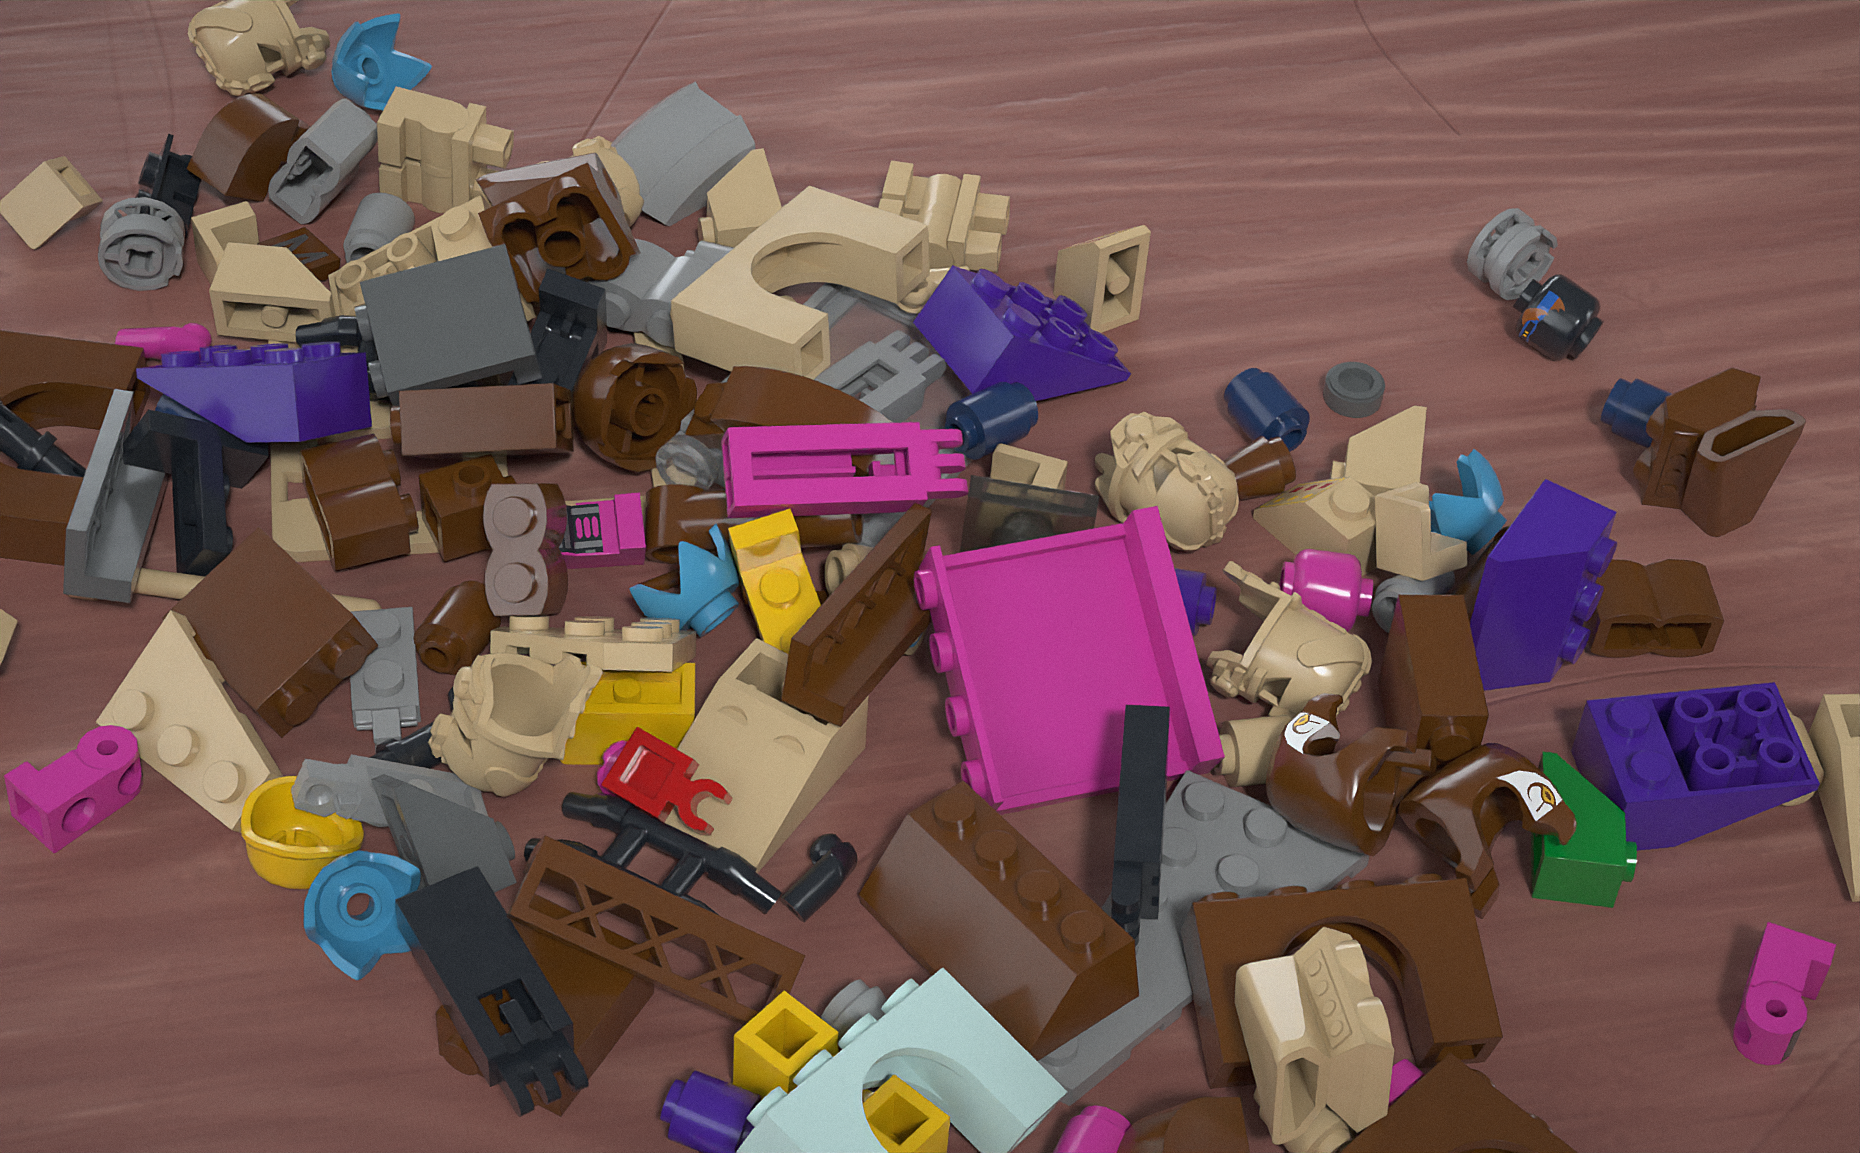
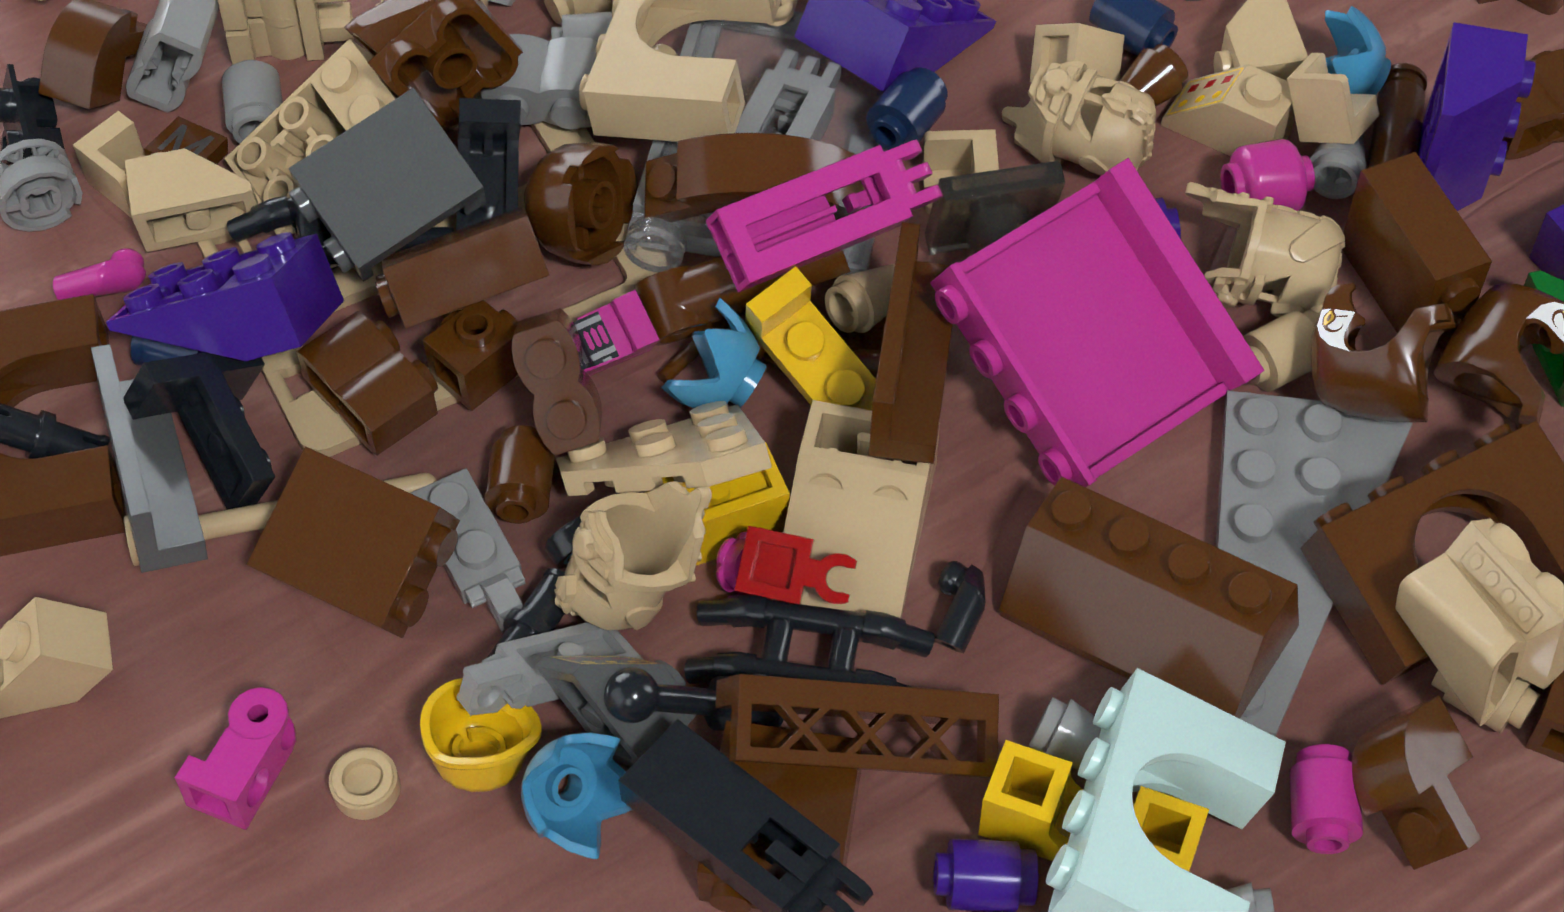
camera: 15 degrees left, 10 degrees up
(180, 847) = (364, 783): none -> tan tile
(190, 724) = (325, 663): tan wing -> none
(450, 833) = (635, 695): none -> black pin
(1140, 817) = (1228, 455): black hinge -> none
(1205, 419) = (1079, 42): none -> tan panel

